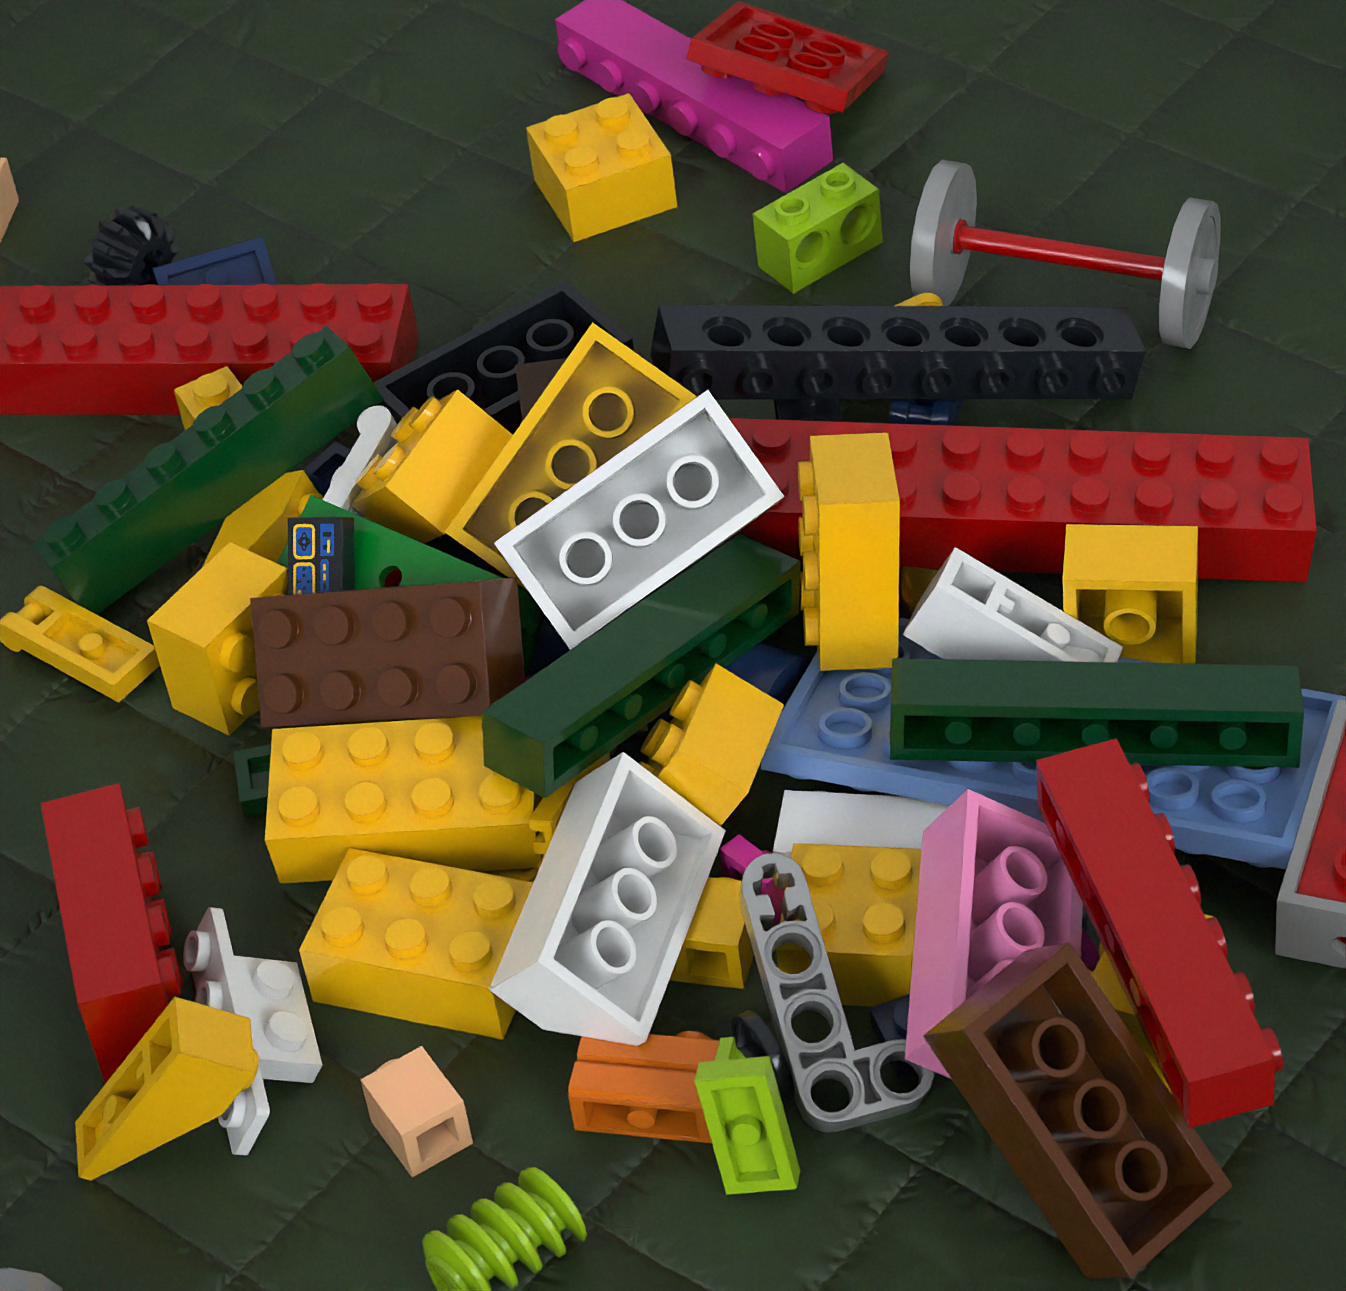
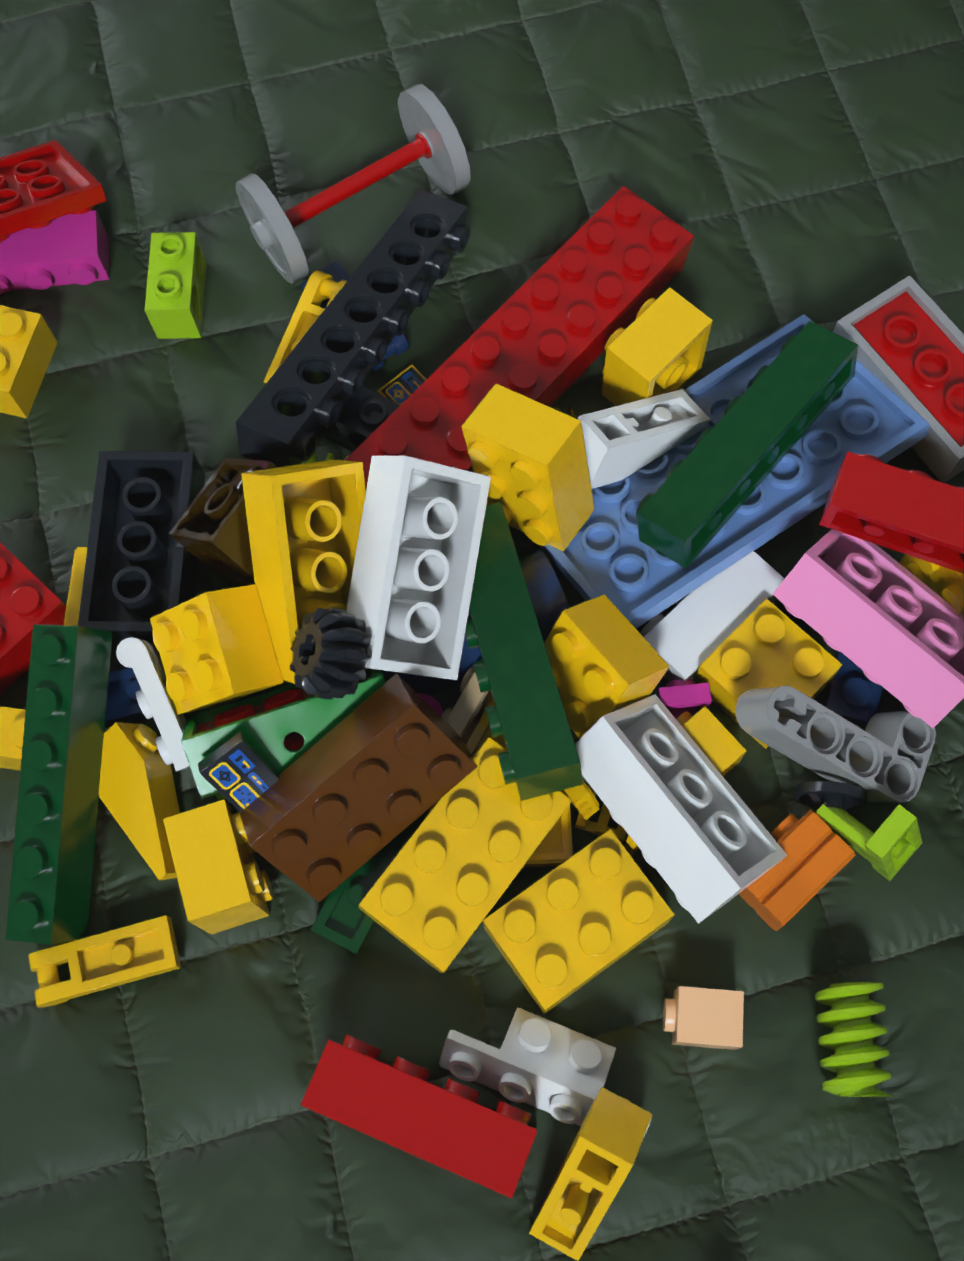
camera: 55 degrees left, 25 degrees up
(482, 510) = (330, 653): none -> black gear

